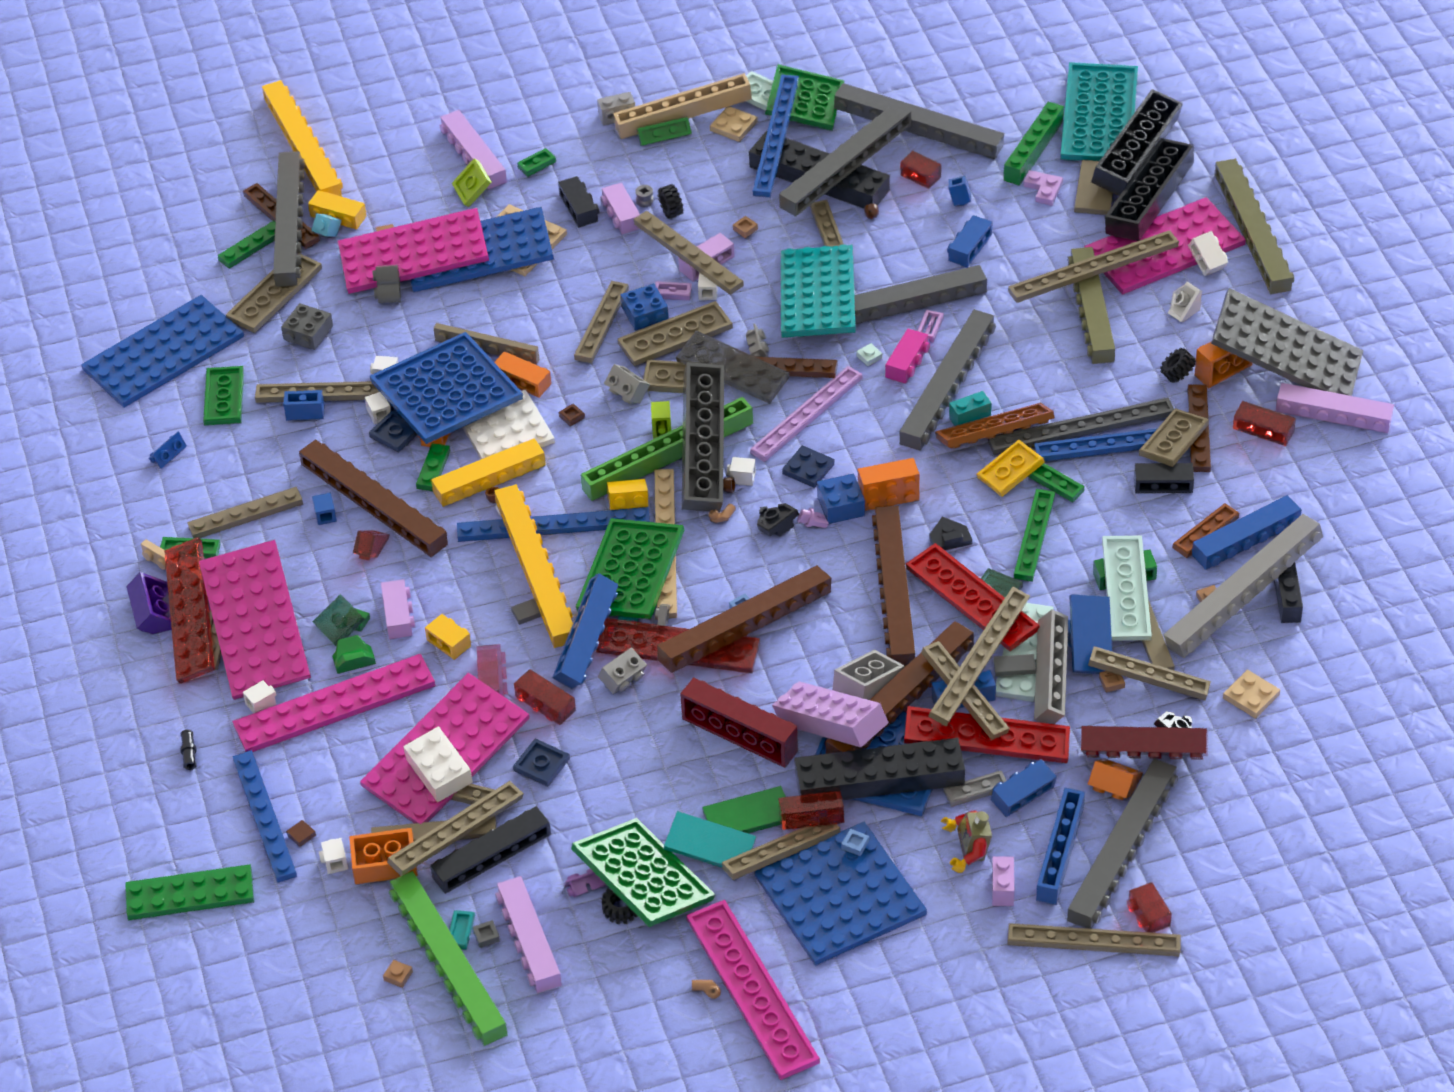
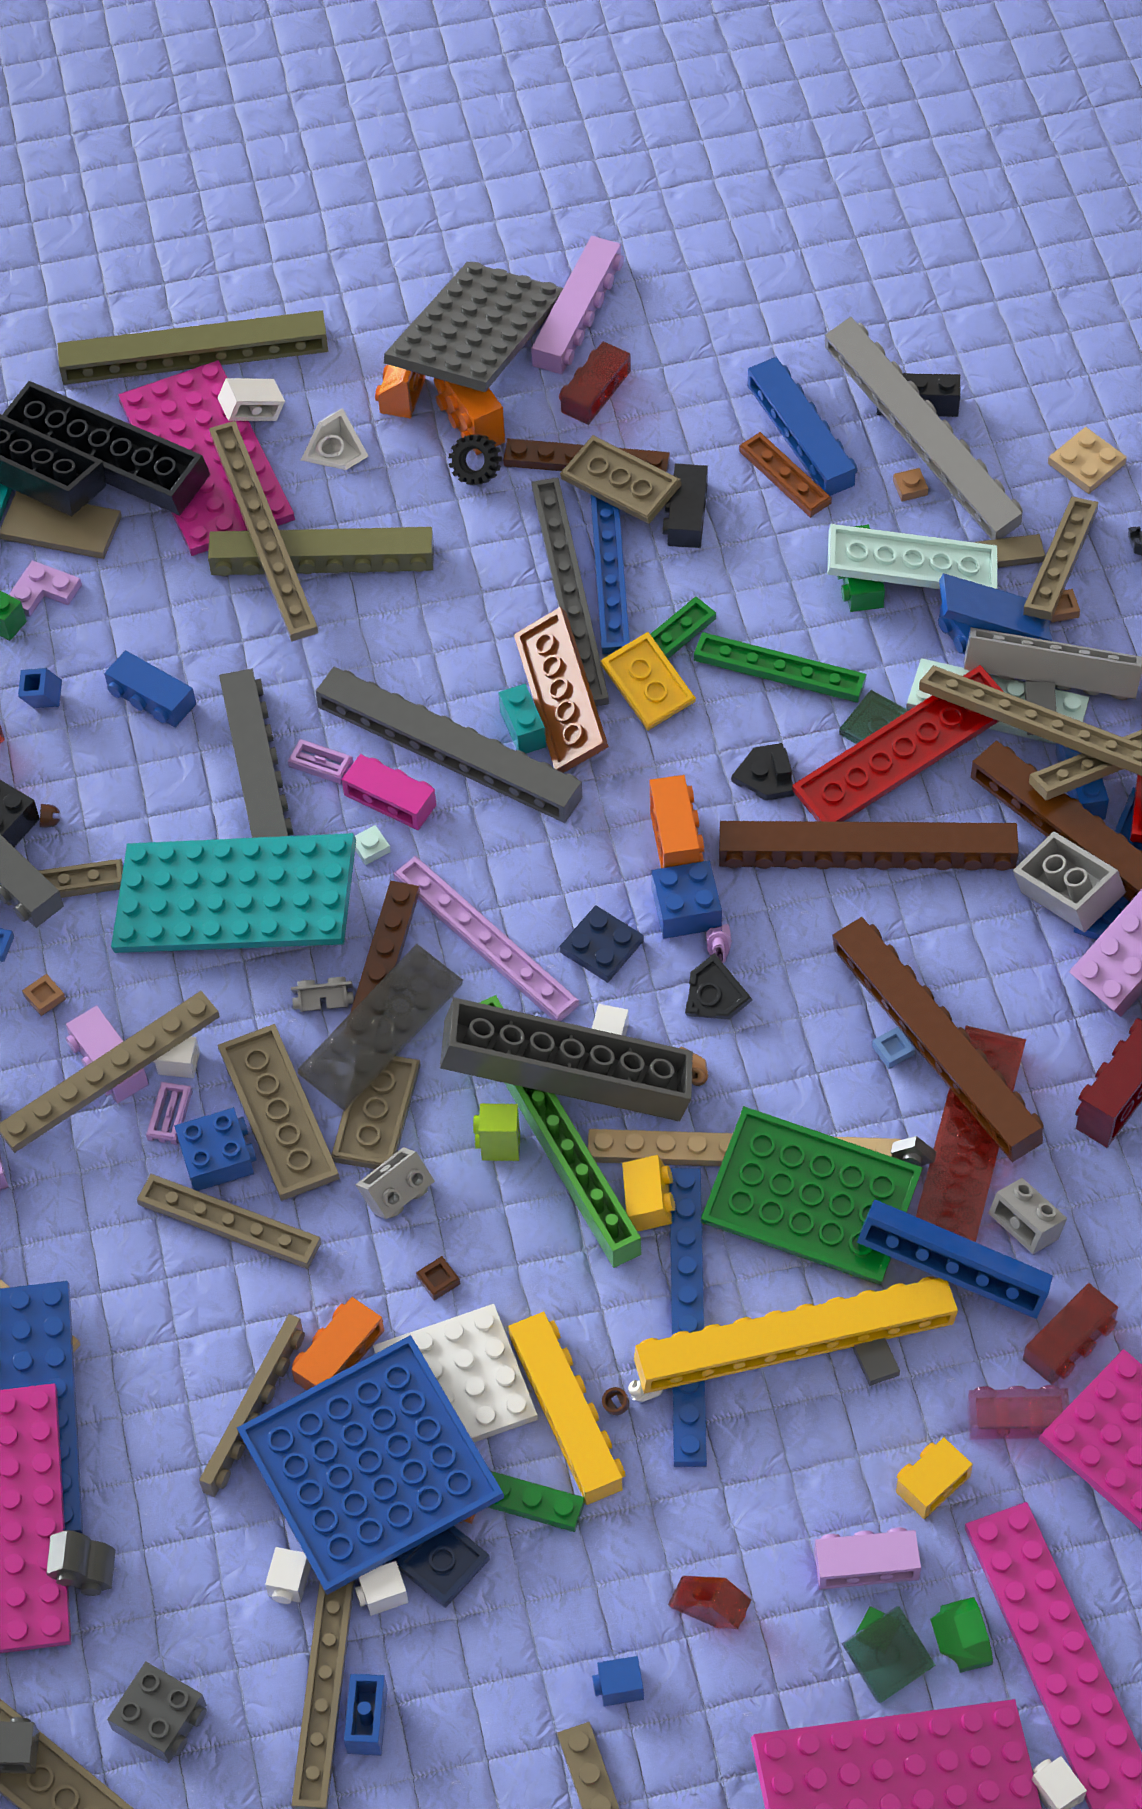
camera: 85 degrees left, 10 degrees up
(373, 498) = (599, 1600): reddish brown brick -> none

